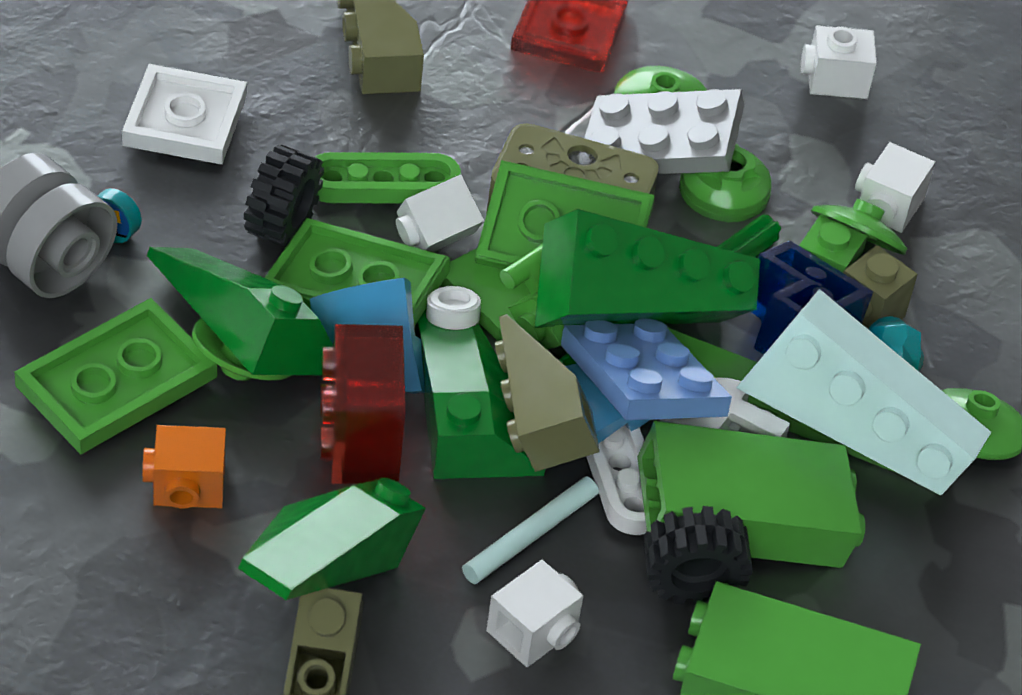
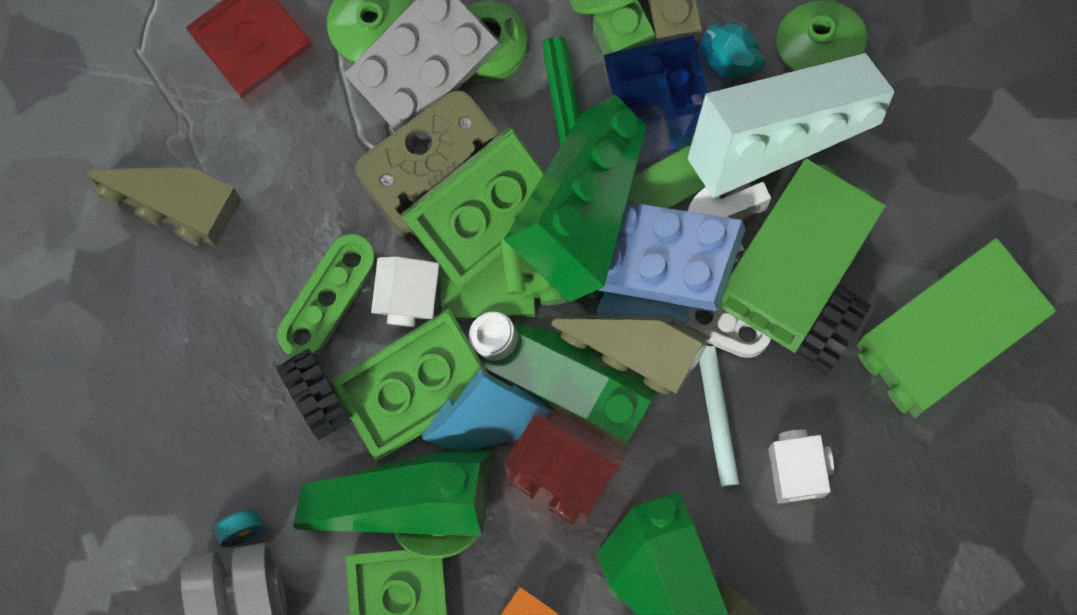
camera: 45 degrees left, 30 degrees up
(184, 114) = (160, 405): white plate -> none

